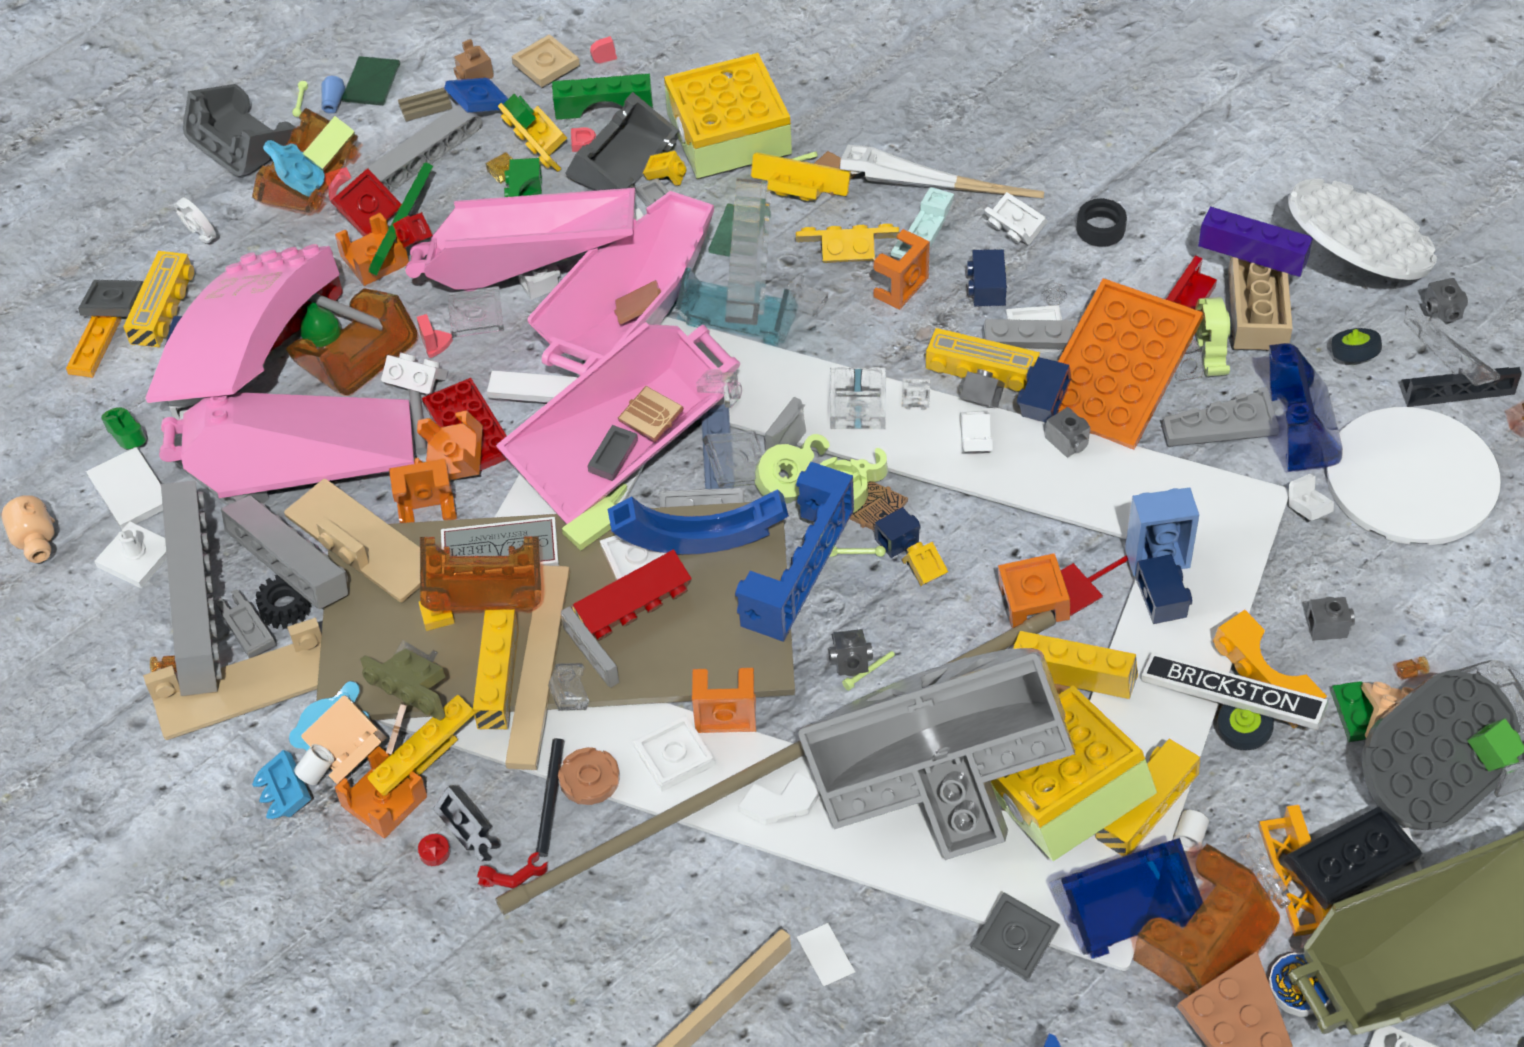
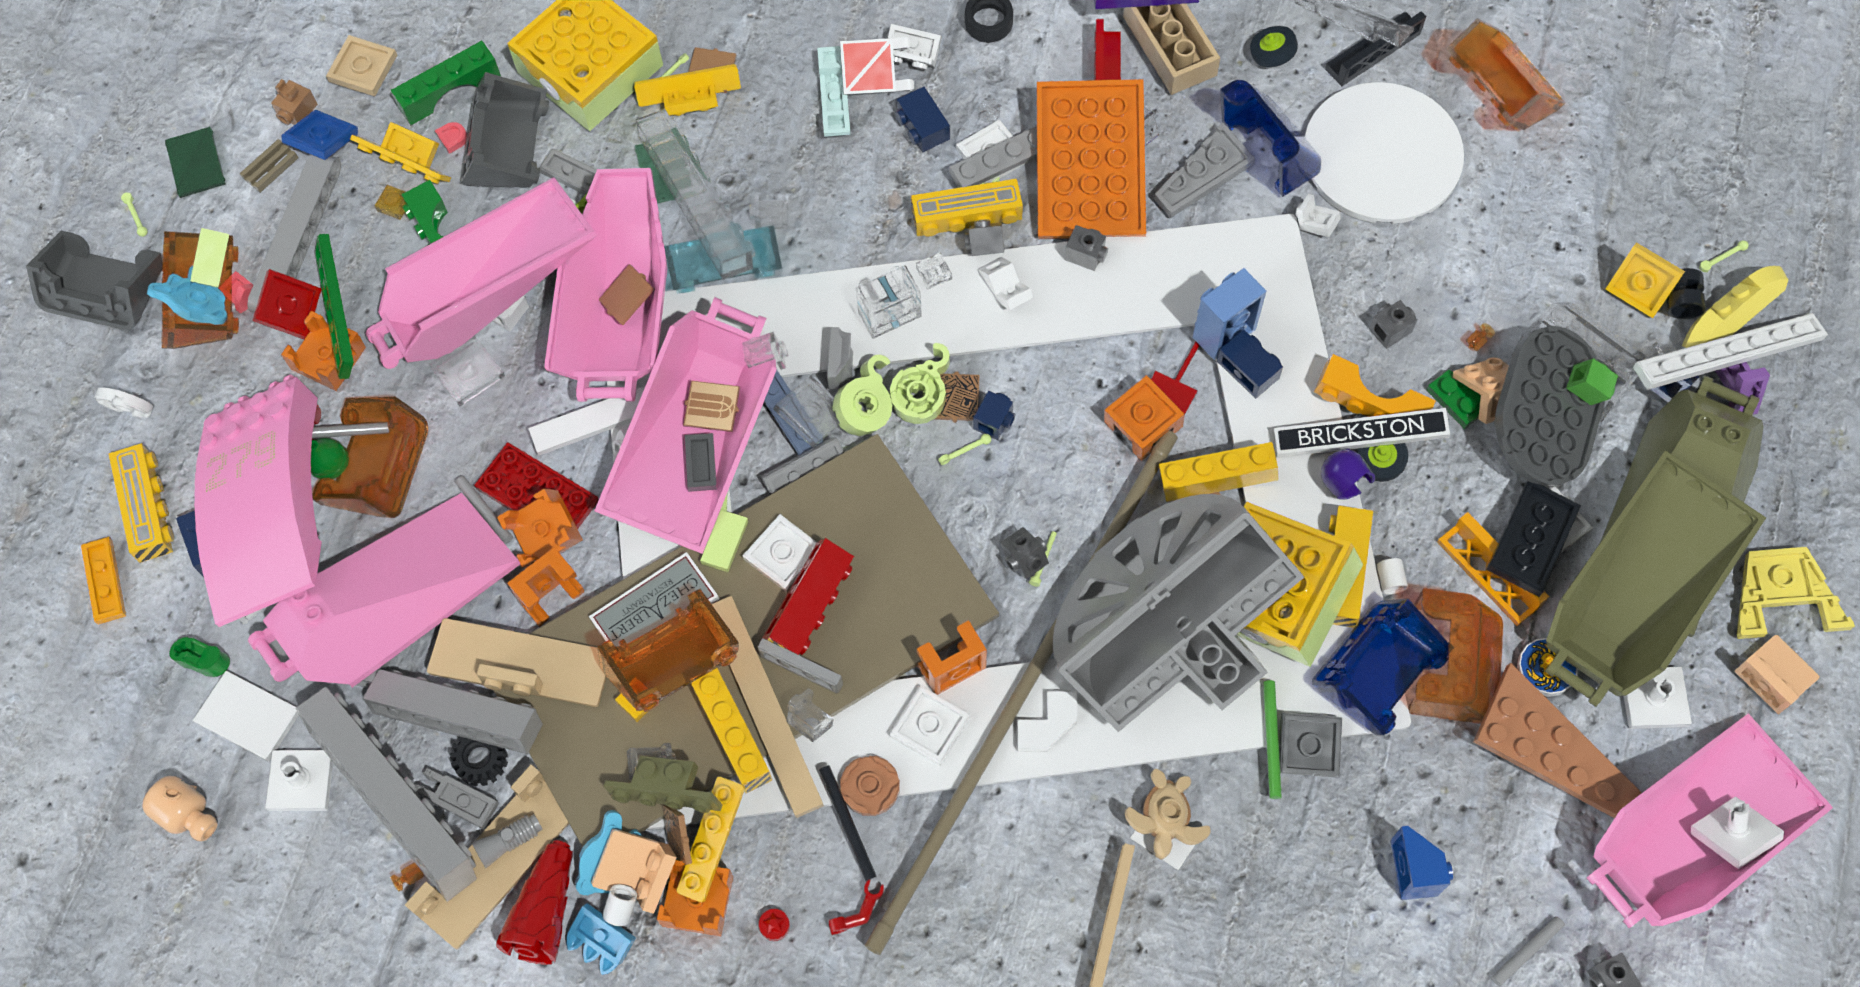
camera: 30 degrees left, 15 degrees up
(110, 298) = (90, 524): dark grey tile -> none
(242, 740) = (538, 915): none -> red cone
(259, 669) = (508, 838): none -> light grey piece
(332, 91) = (166, 195): medium blue cone -> none
(411, 374) = (450, 465): white bracket -> none
(412, 229) = (359, 316): red bracket -> none
(433, 340) = (445, 418): coral tile -> none
(465, 822) = (789, 886): plate -> none
(520, 110) = (375, 134): green piece -> none
(603, 50) = (413, 30): coral tile -> none
(665, 165) = (553, 133): yellow bracket -> none
(696, 534) = (806, 520): blue arch -> none
(772, 604) = (925, 419): blue plate -> none
(838, 928) = (1166, 815): none -> tan animal
(847, 244) = (776, 141): yellow bracket -> none
(887, 168) = (768, 42): white plate -> none
(907, 273) = (846, 148): orange panel -> none
(925, 562) = (1033, 432): yellow bracket -> none
(966, 217) = (870, 66): none -> coral flag
(981, 914) = (1272, 740): none -> bright green bar
(1045, 389) = (1045, 216): dark blue brick -> none
(1191, 709) = (1342, 471): none -> dark purple helmet
(1213, 335) = (1156, 91): yellowish green piece -> none
(1264, 871) = (1480, 589): clear plate -> none

